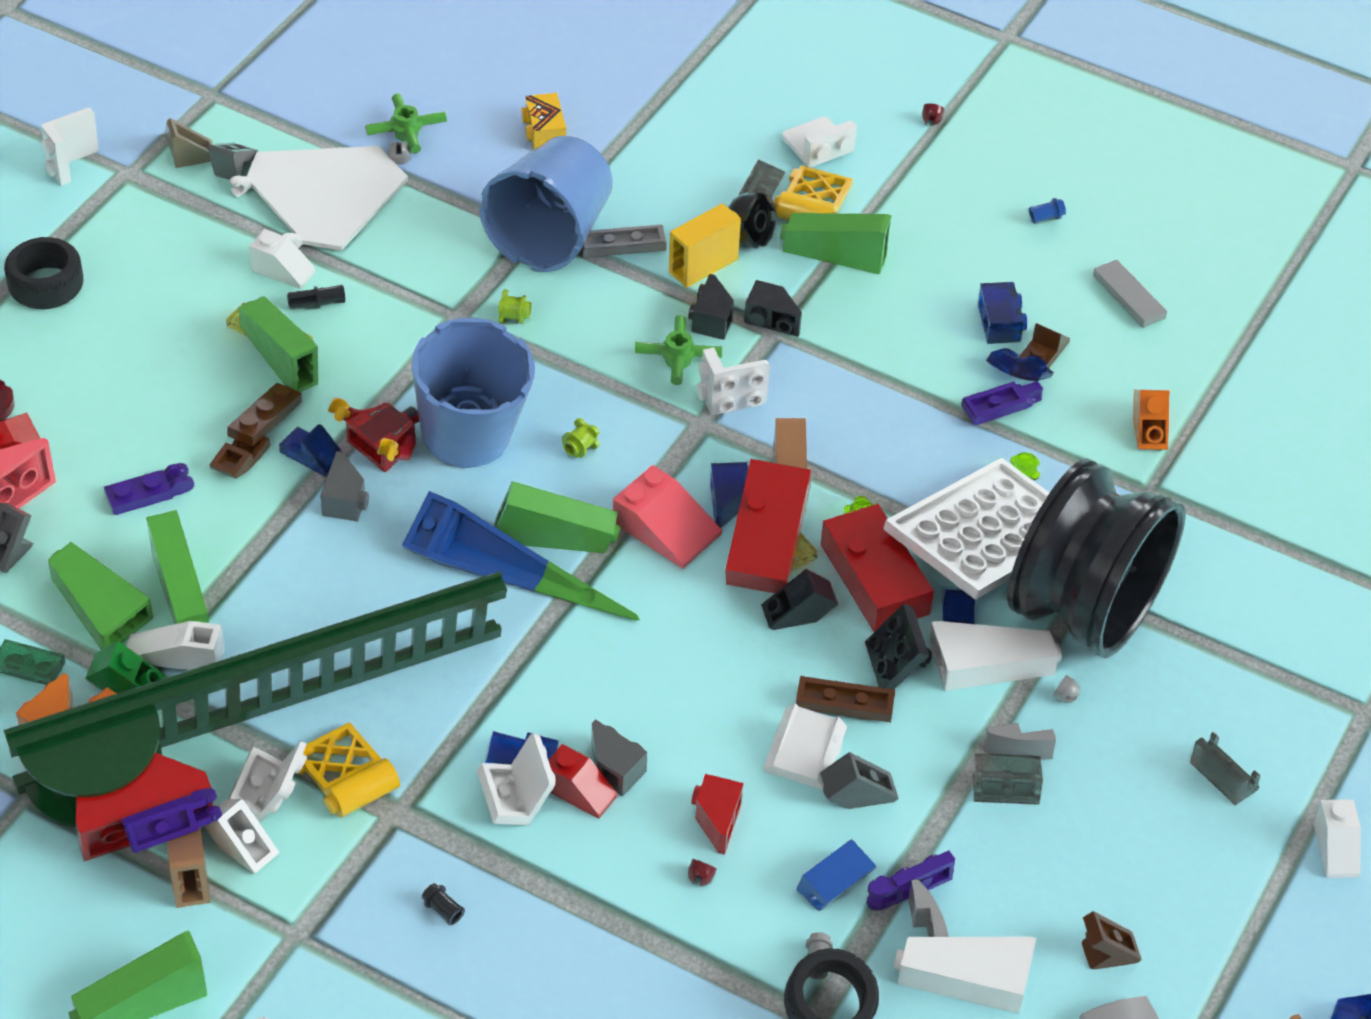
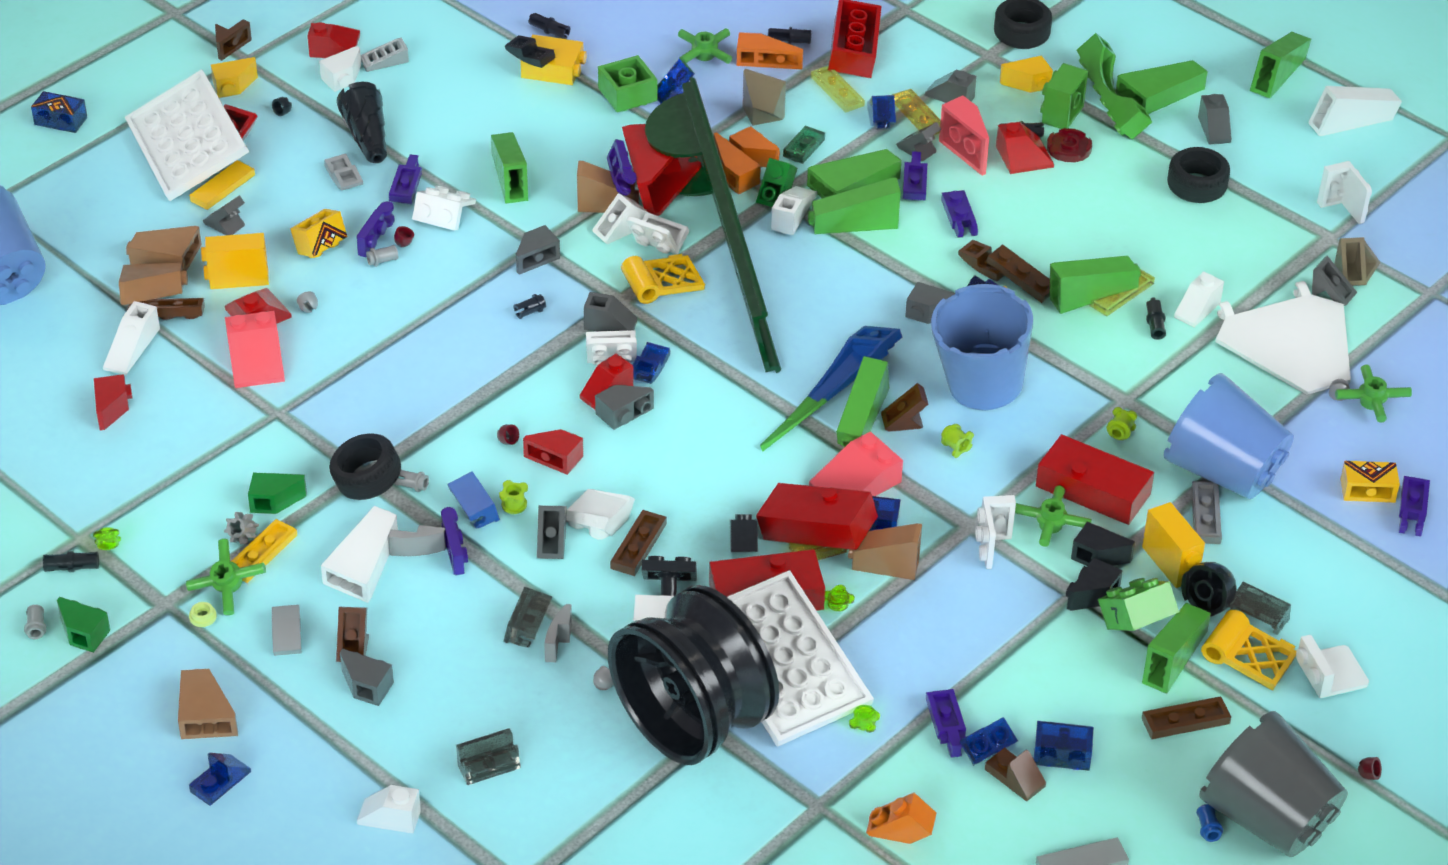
camera: 105 degrees right, 5 degrees down
(87, 535) = (915, 178): none -> dark purple hinge
(324, 920) = (537, 249): none -> dark grey slope
(453, 807) = (607, 313): none -> dark grey slope
(546, 473) = (904, 412): none -> reddish brown slope
(572, 92) = (1413, 503): none -> dark purple hinge
(611, 320) = (1095, 479): none -> red brick
(805, 262) = (1138, 604): none -> brick
(820, 831) = (513, 497): none -> lime brick
(923, 233) = (1186, 717): none -> reddish brown plate
(1016, 149) = (1275, 786): none -> dark grey cone
(1165, 912) = (366, 677): none -> dark grey slope

